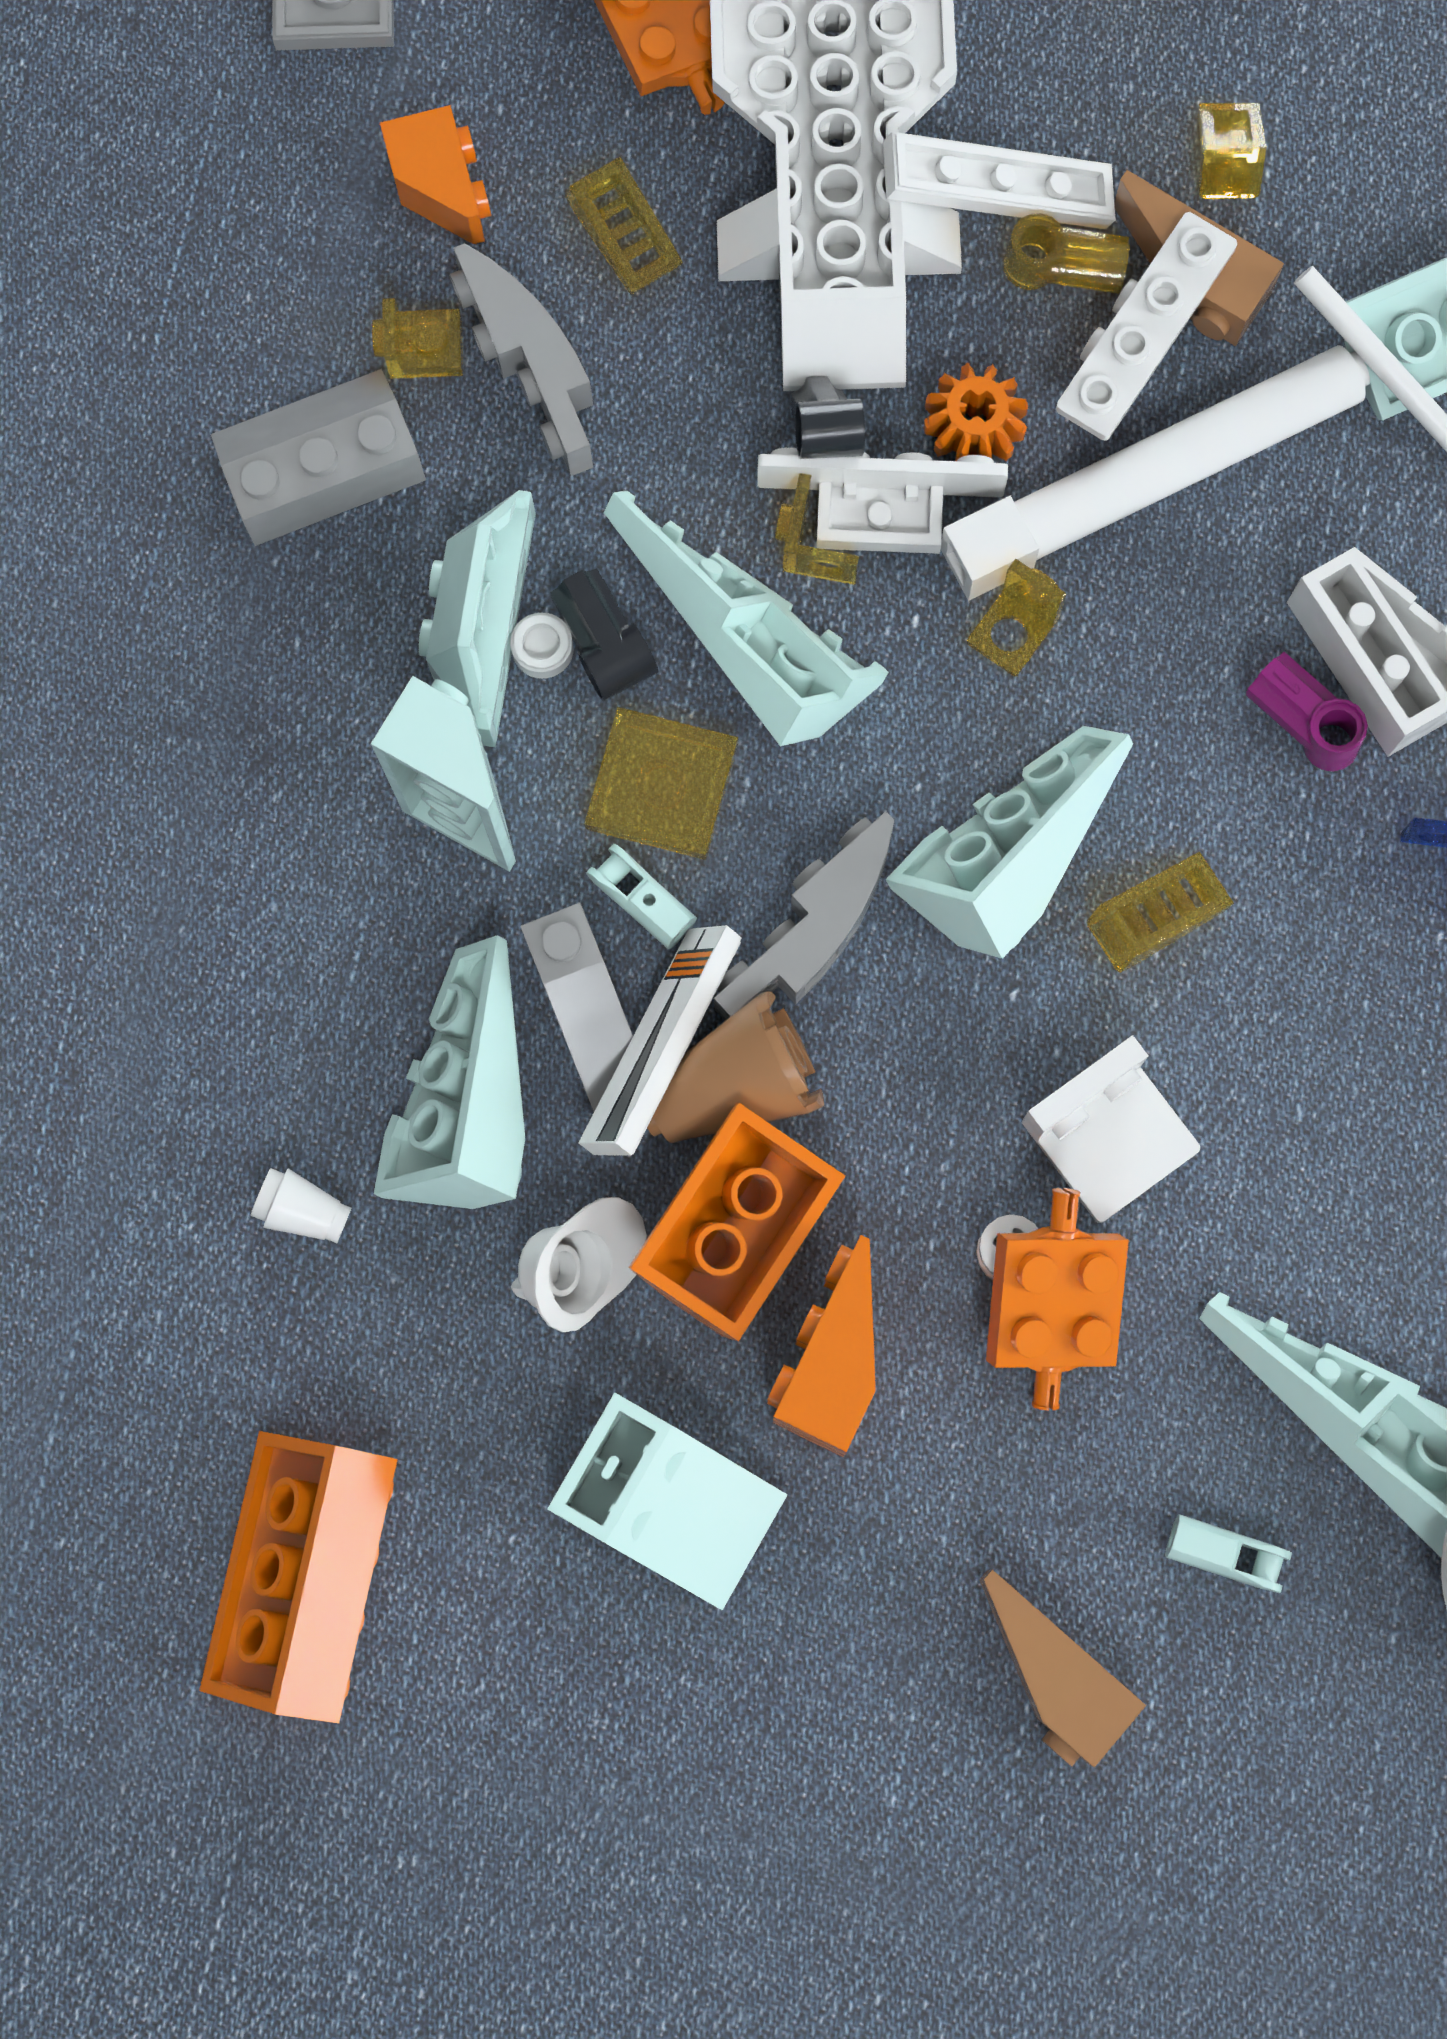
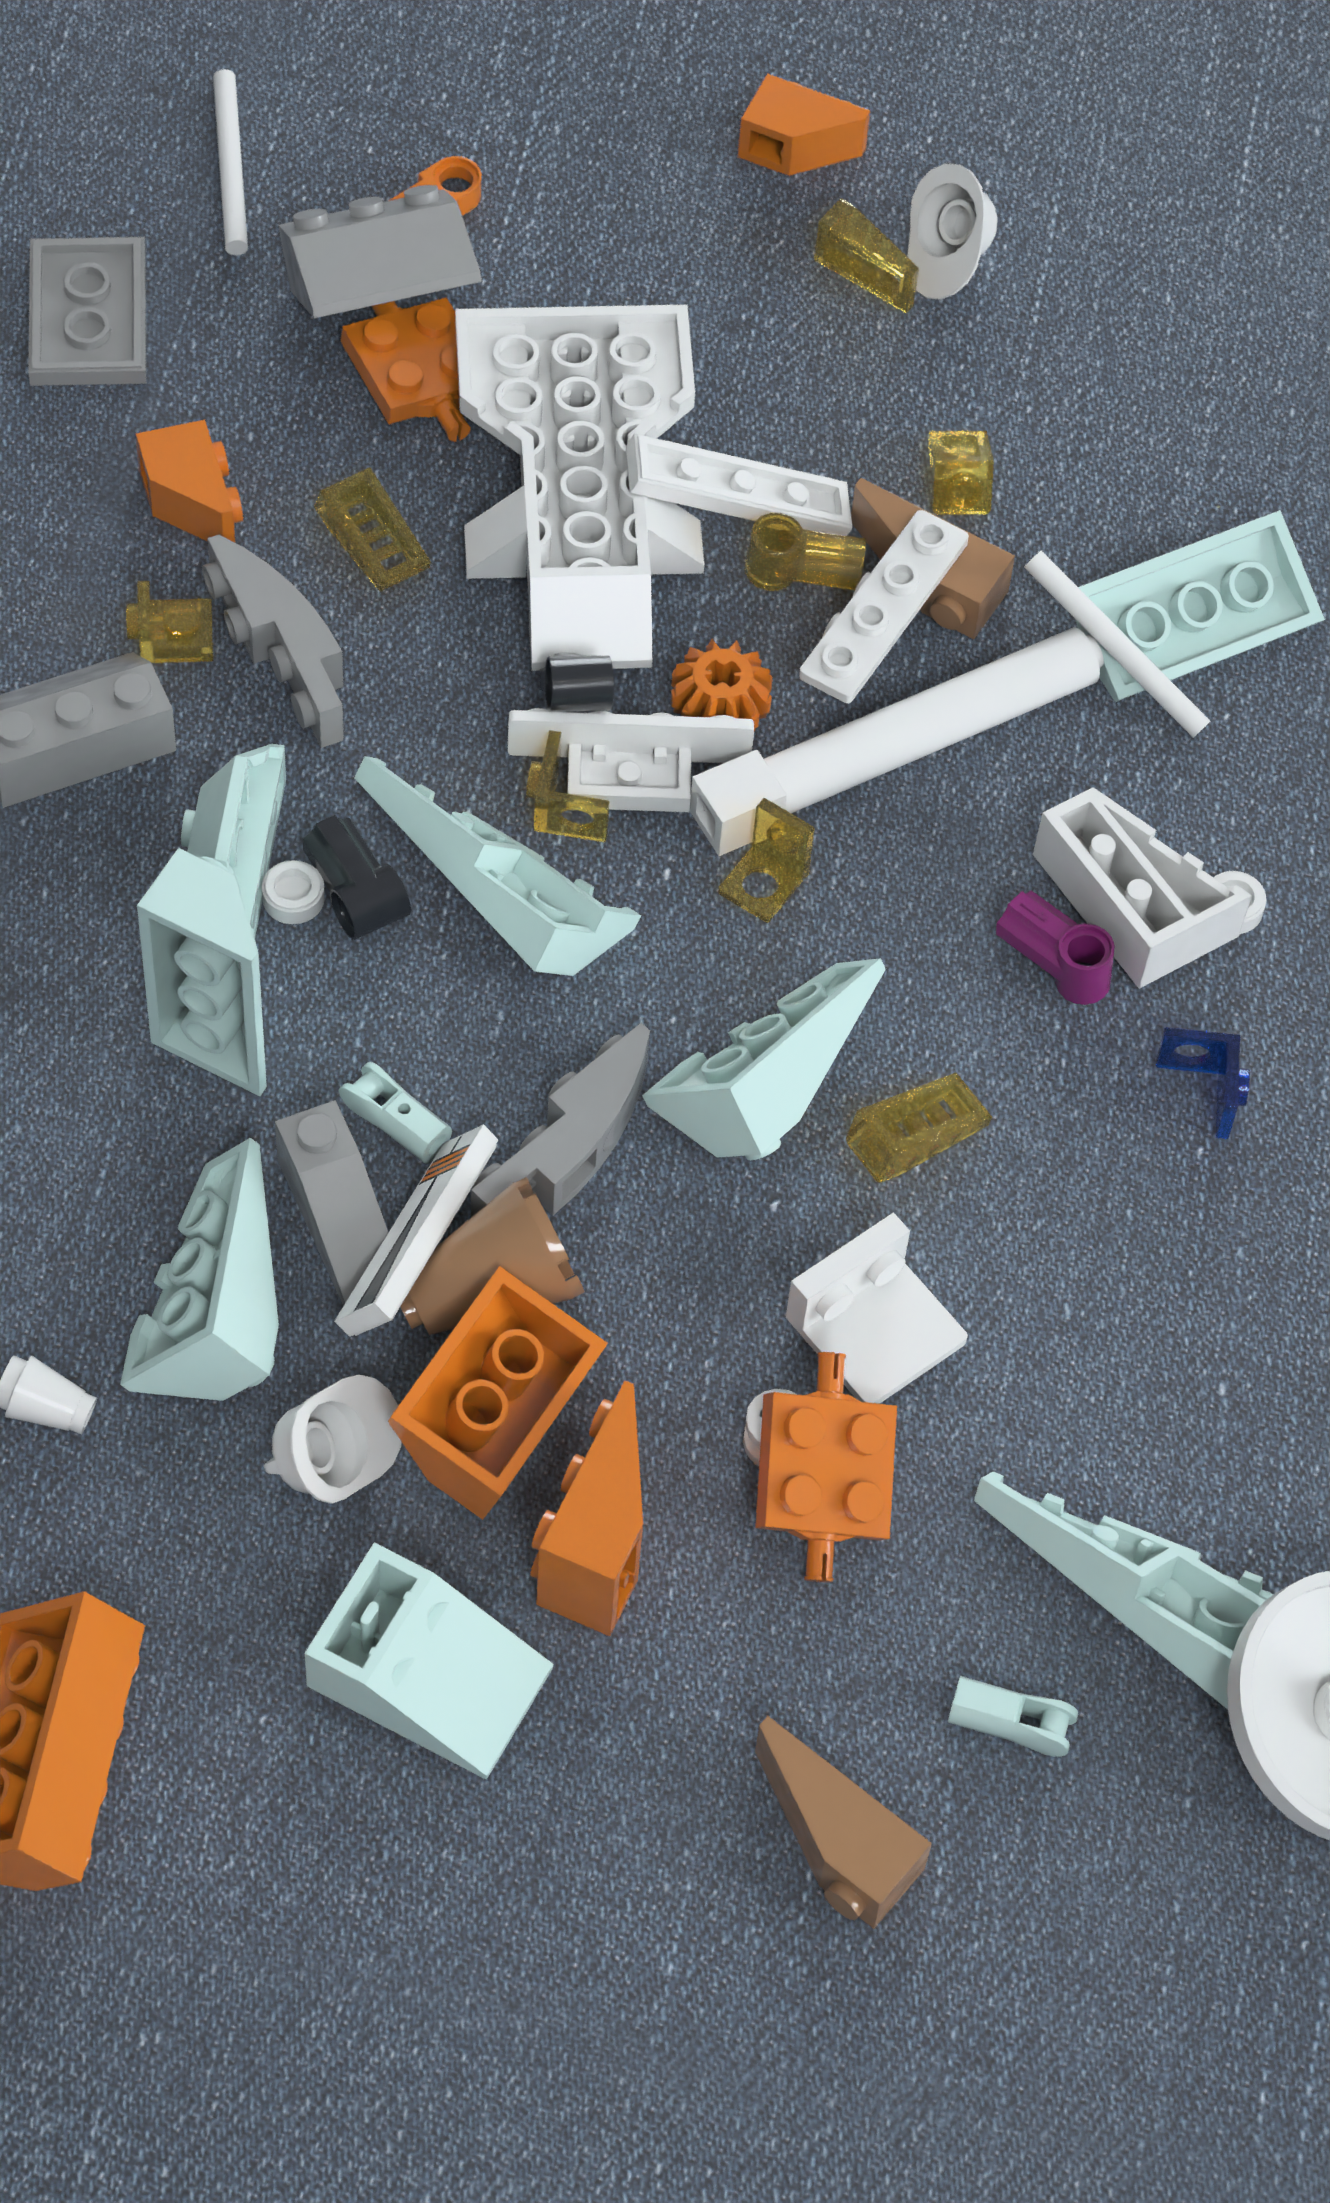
camera: 10 degrees left, 20 degrees down
(661, 783) = (414, 1013): clear yellow tile -> none

